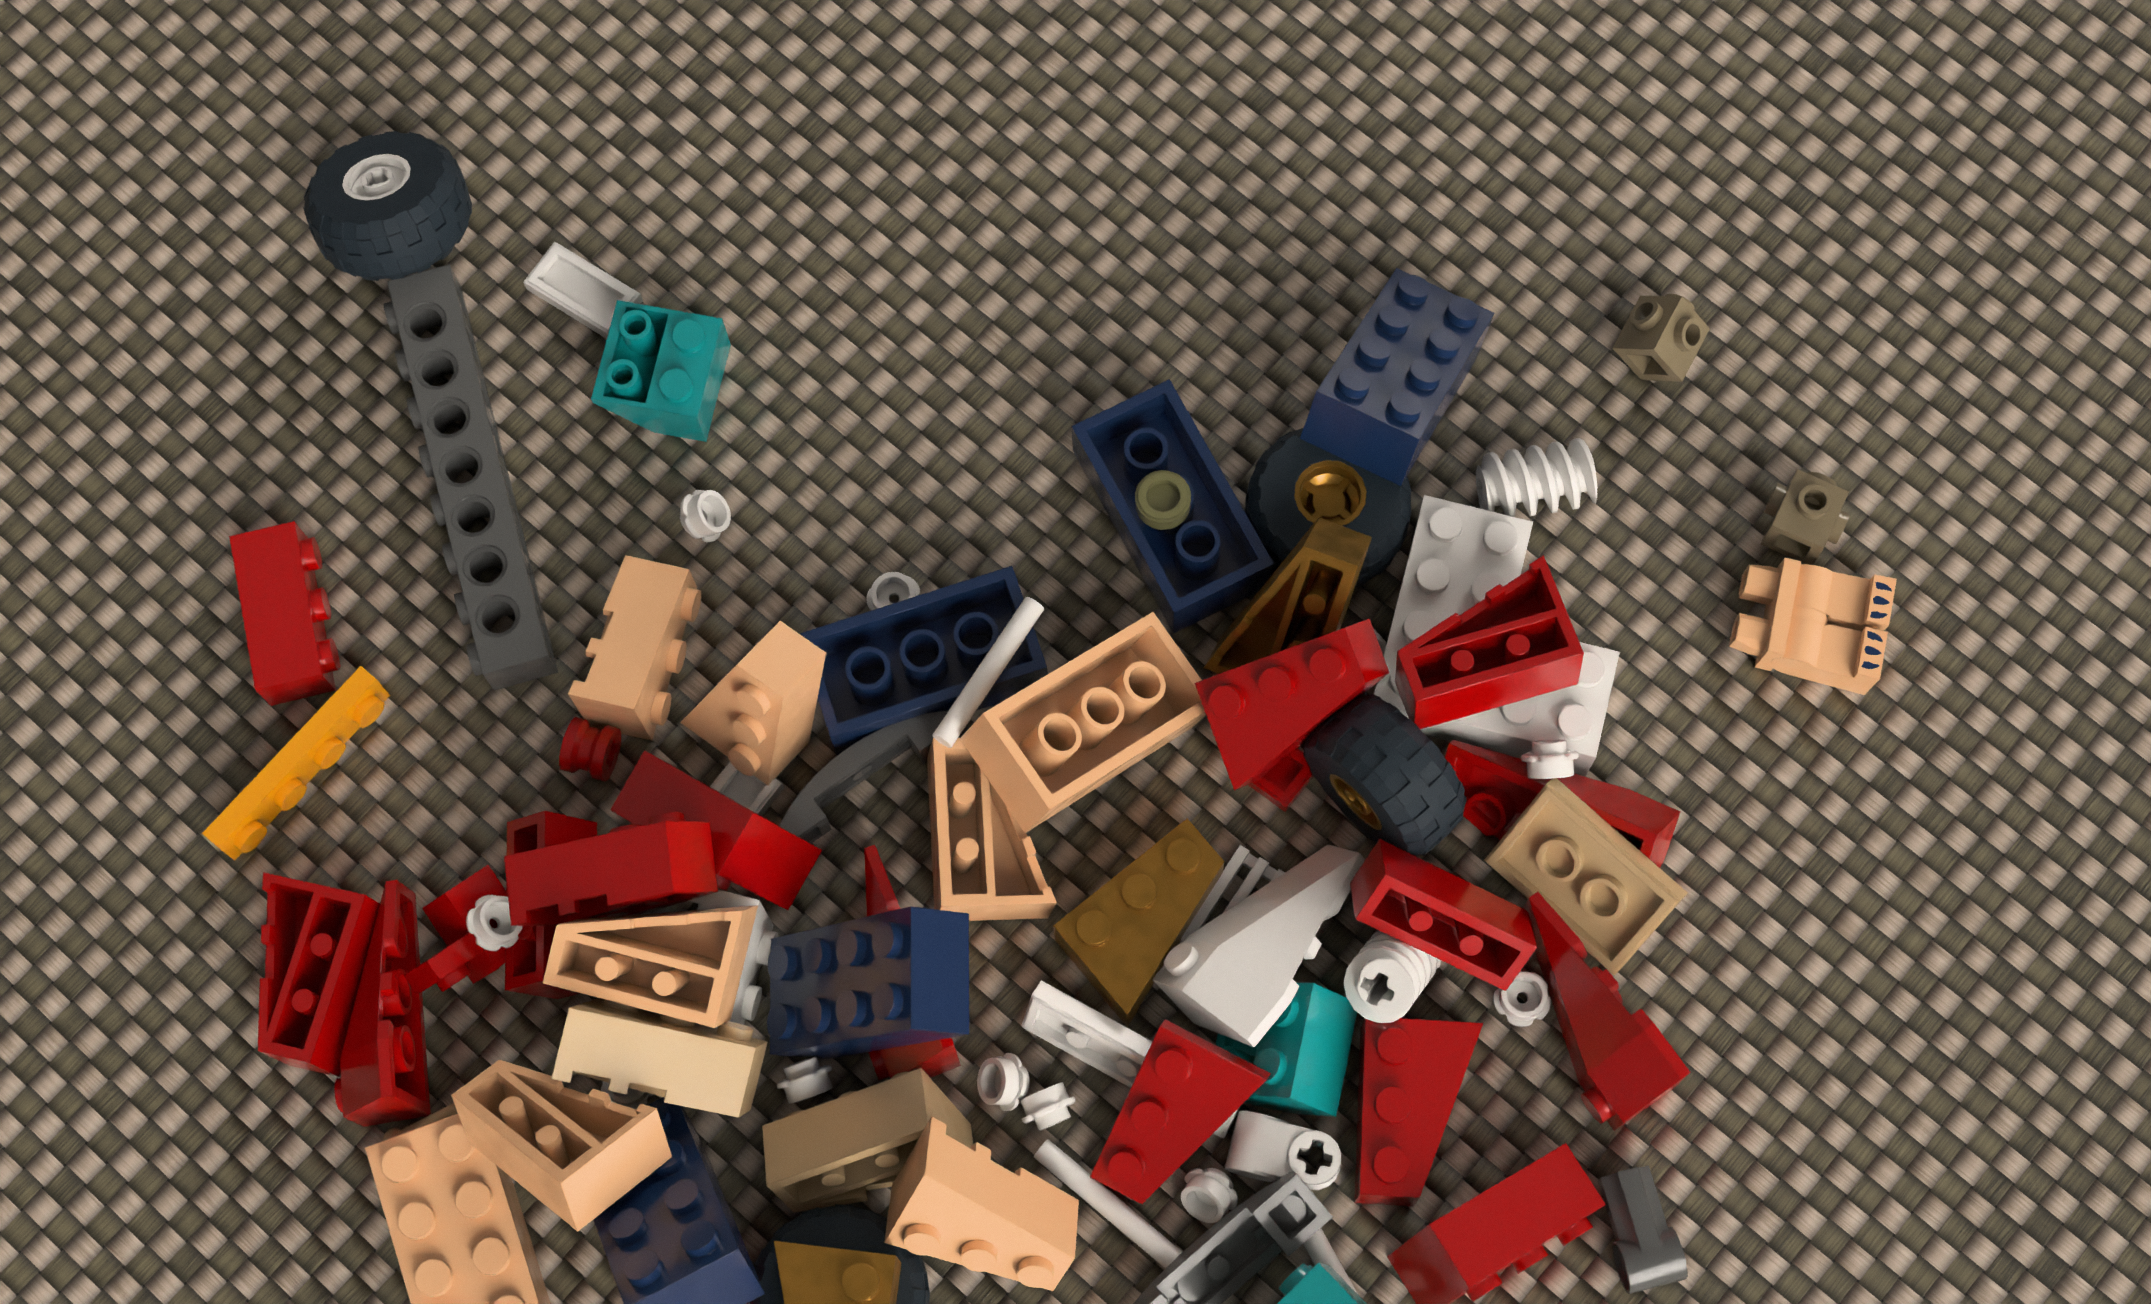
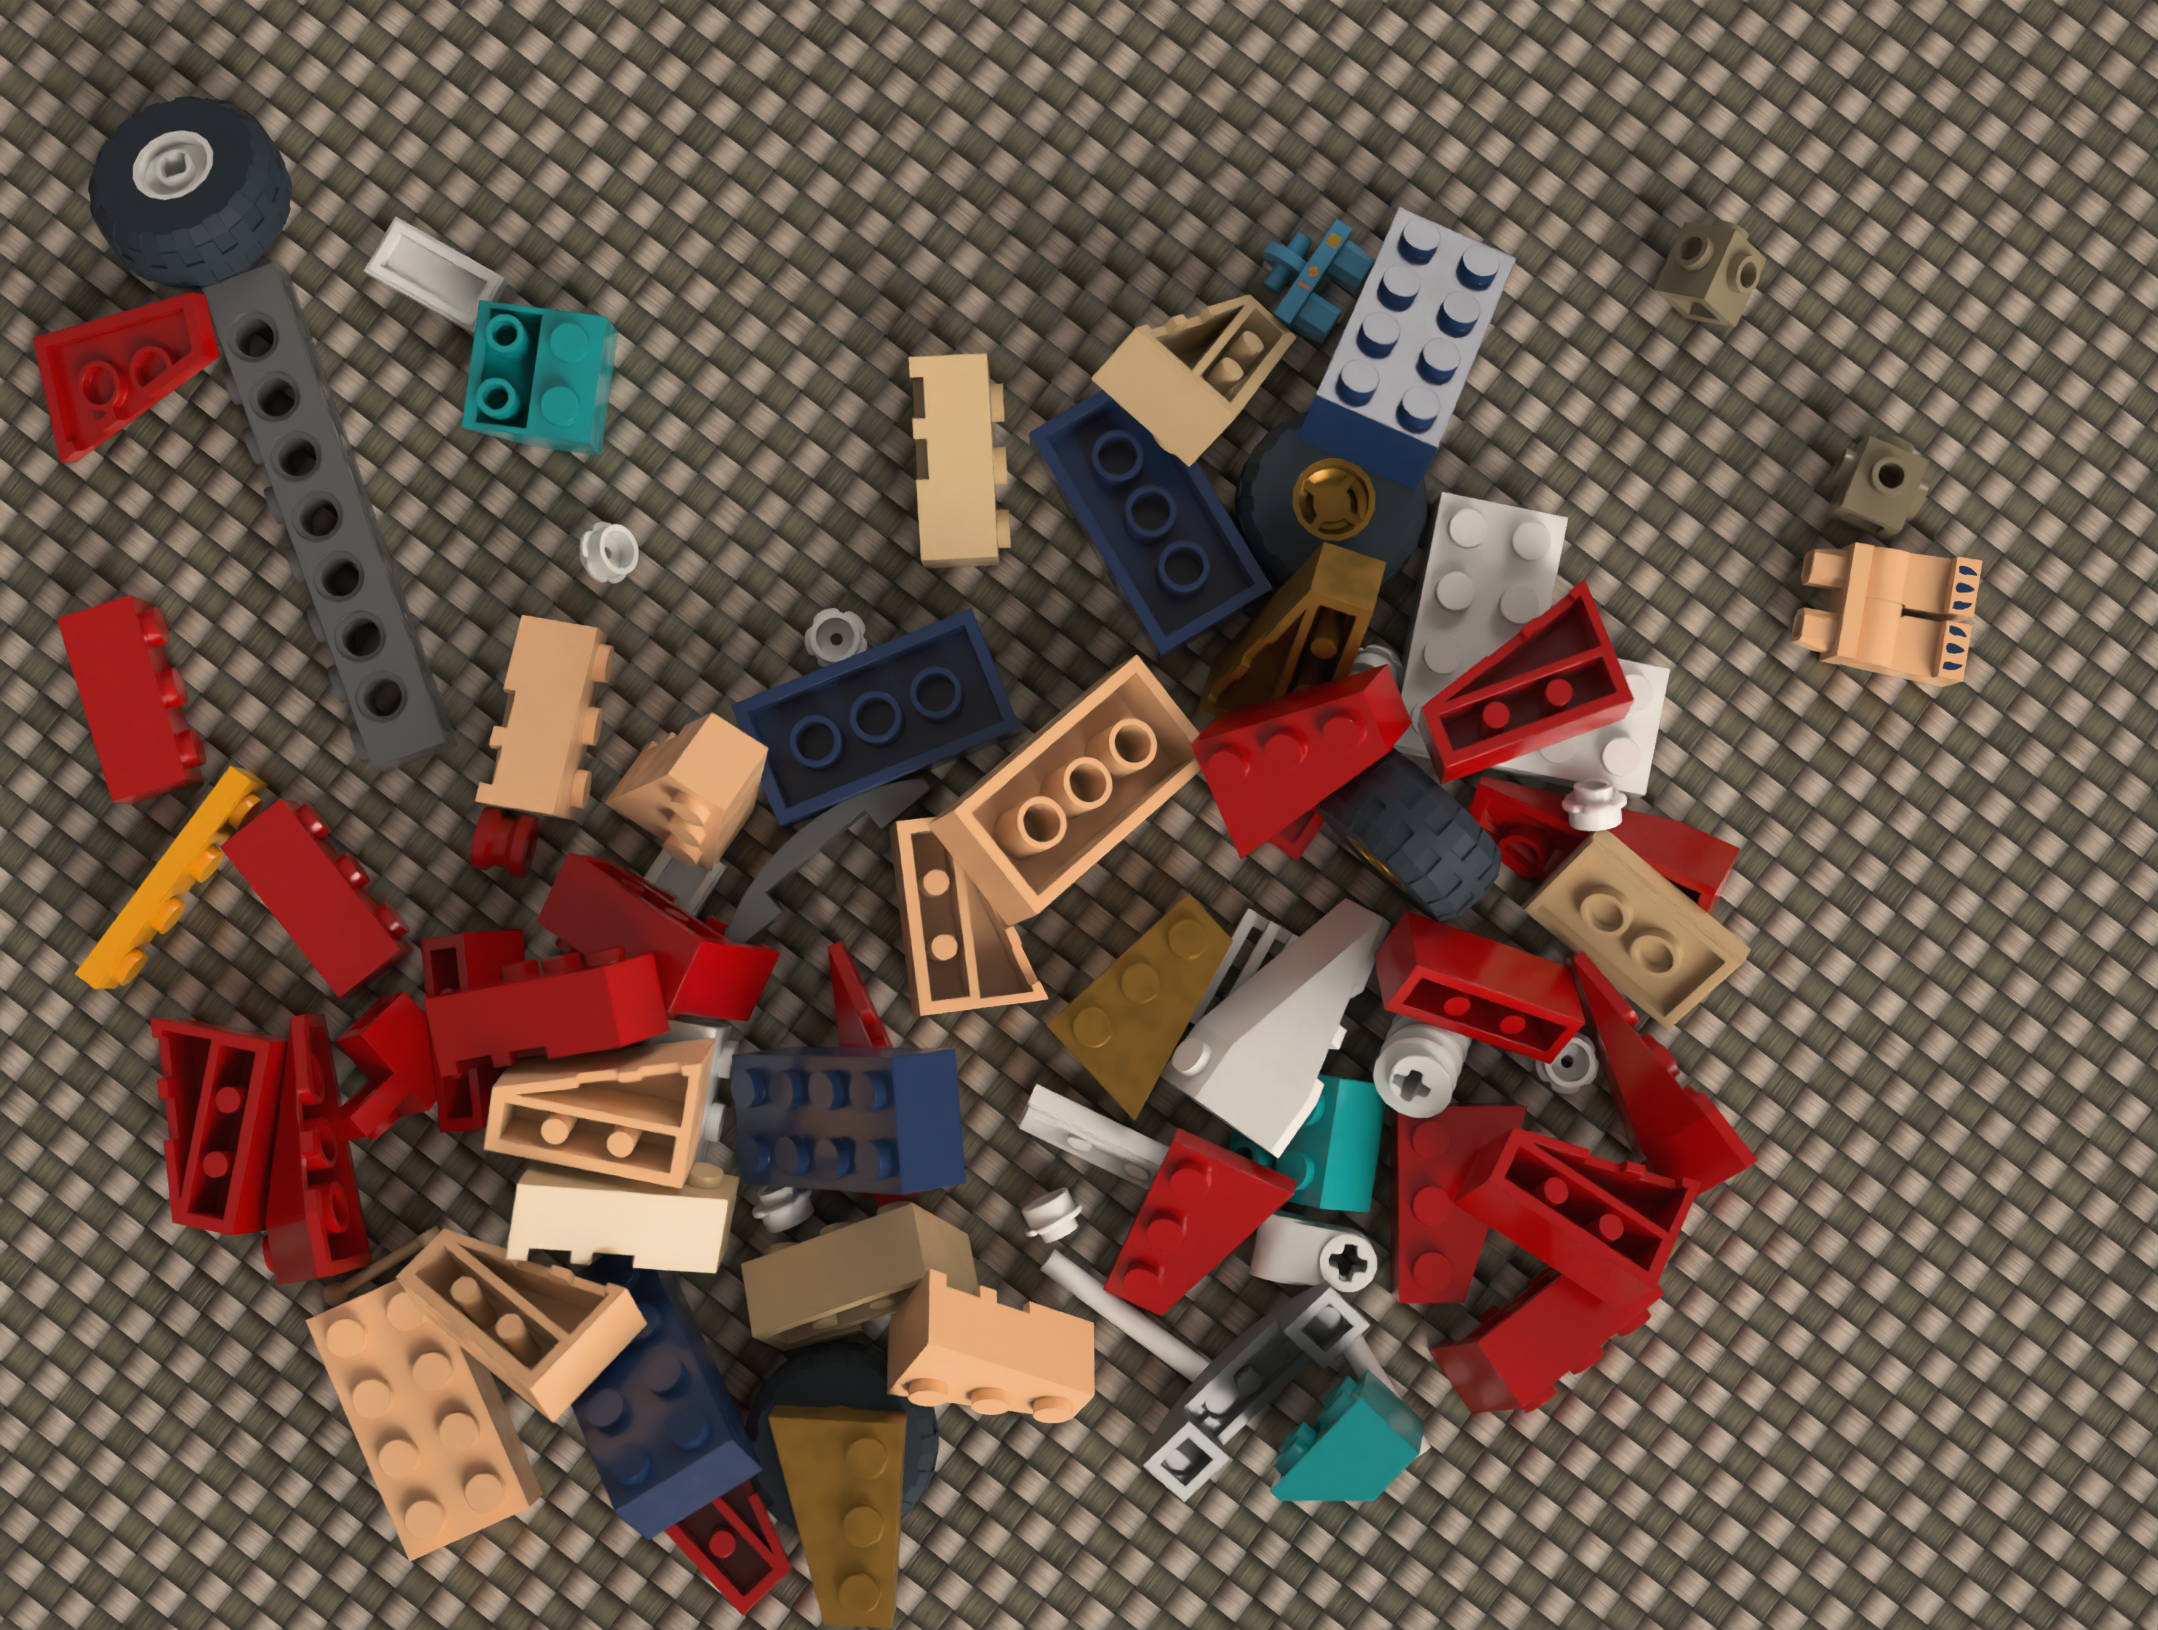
camera: 10 degrees left, 15 degrees up
(311, 341) = (119, 367): none -> red wing
(423, 786) = (319, 896): none -> red brick
(478, 920) = (402, 1066): white plate -> none
(988, 672) = (954, 740): white bar -> none
(1003, 1081) = (1001, 1192): white plate -> none
(1010, 452) = (958, 461): none -> tan wedge
(1163, 499) = (1141, 520): olive tile -> none
(1208, 1194) = (1233, 1301): white plate -> none
(1212, 381) = (1195, 372): none -> tan wedge
(1311, 346) = (1334, 258): none -> dark azure hips
(1523, 1110) = (1578, 1212): none -> red wedge
(1536, 477) = (1568, 456): white piece -> none
(1645, 1247) = (1706, 1328): dark grey piece -> none

